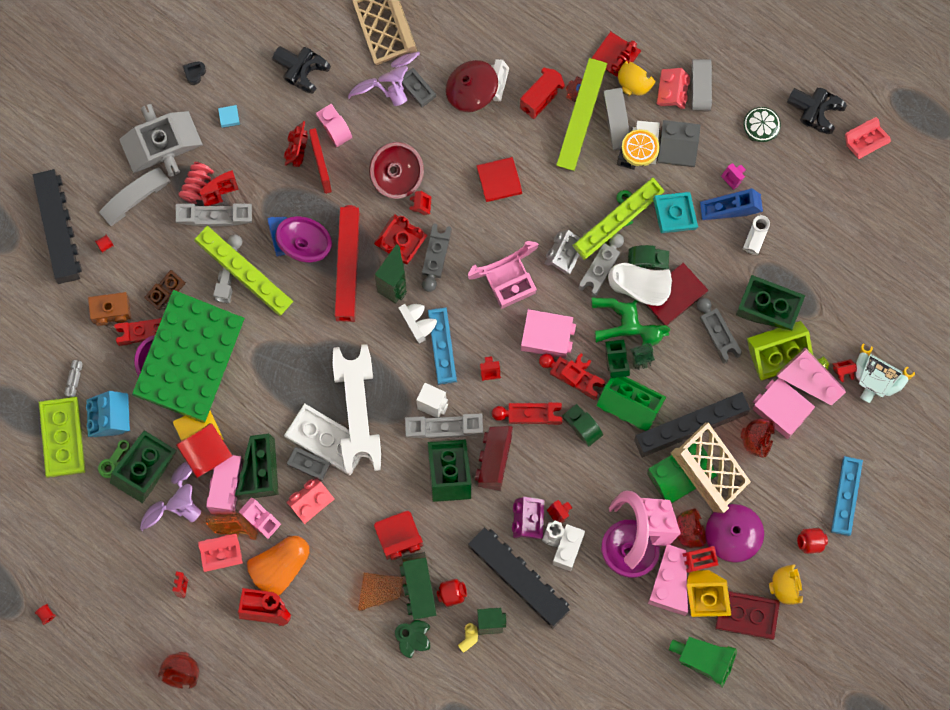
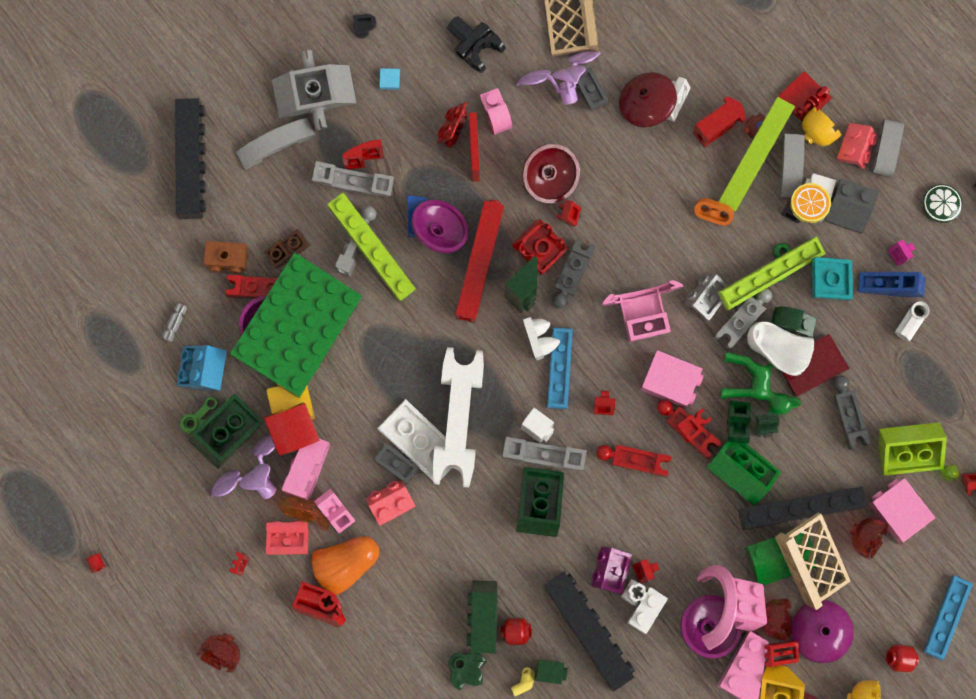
camera: 10 degrees right, 5 degrees up
(61, 437) = (150, 380): lime tile -> none
(104, 243) = (234, 187): red axle -> none
(195, 182) = (340, 142): coral piece -> none
(259, 469) = (345, 459): dark green wedge -> none
(379, 589) = (441, 611): clear orange wing -> none
(398, 535) = (473, 559): red bracket -> none
(494, 457) = (589, 499): dark red slope -> none
(499, 179) = (655, 204): red slope -> none
(554, 176) = (713, 212): none -> orange plate
(583, 425) = (688, 483): dark green brick -> none
(770, 304) = (911, 398): dark green slope -> none
(812, 377) = (938, 485): bright pink wedge -> none

